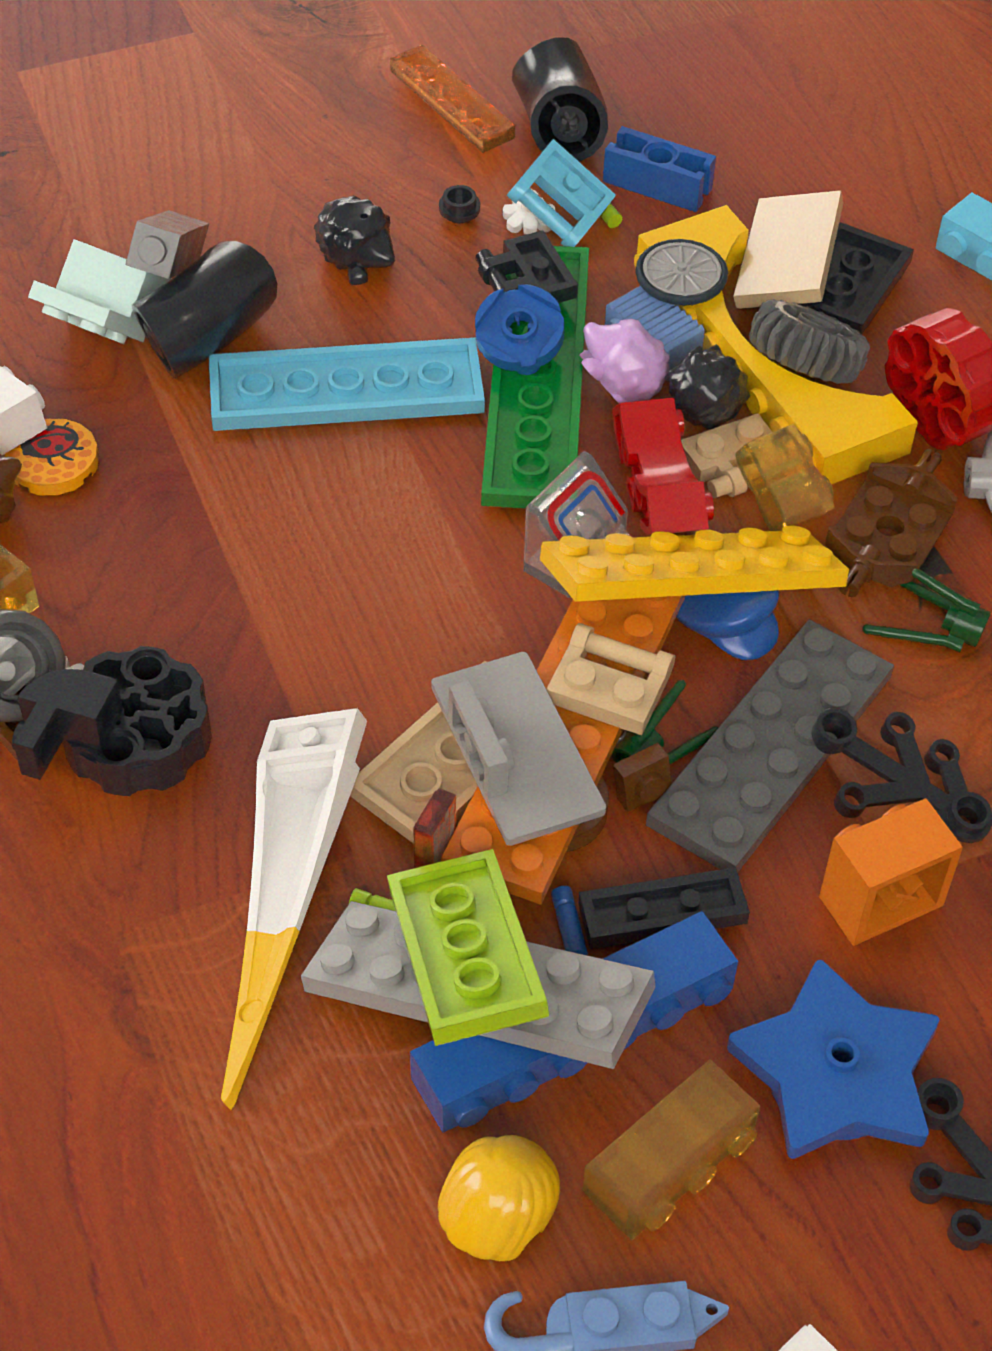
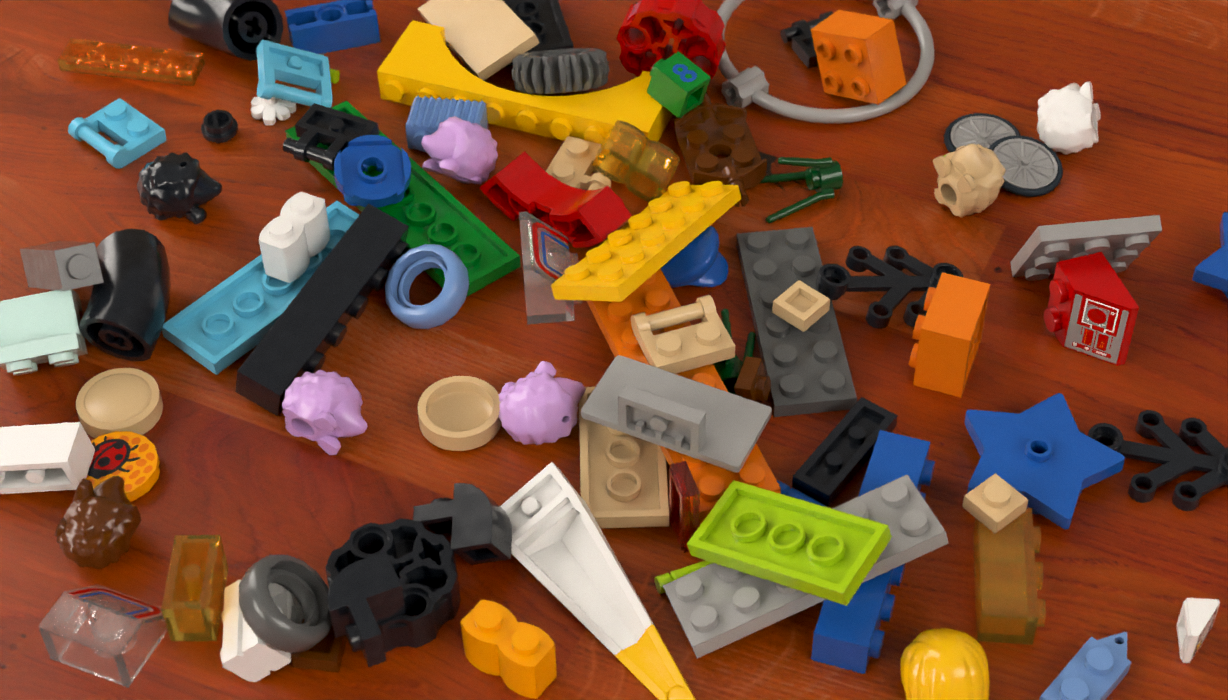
camera: 40 degrees left, 5 degrees down
(113, 402) = (119, 402): none -> tan piece
(155, 851) = (509, 649): none -> light orange brick
(247, 520) = (323, 409): none -> lavender animal
(248, 716) = (473, 520): none -> black brick
(347, 429) = (323, 308): none -> black brick
(363, 609) = (459, 413): none -> tan piece
(386, 158) = (125, 126): none -> medium azure plate
(387, 345) = (294, 237): none -> white brick
(422, 647) = (540, 406): none -> lavender animal
(472, 486) = (448, 301): none -> medium blue wheel
(681, 272) = (436, 75): light grey wheel -> none
(708, 387) = (529, 131): black animal -> none
(722, 1070) = (995, 503): none -> tan plate
(771, 732) = (801, 305): none -> tan plate
(899, 427) = (678, 84): none -> green brick

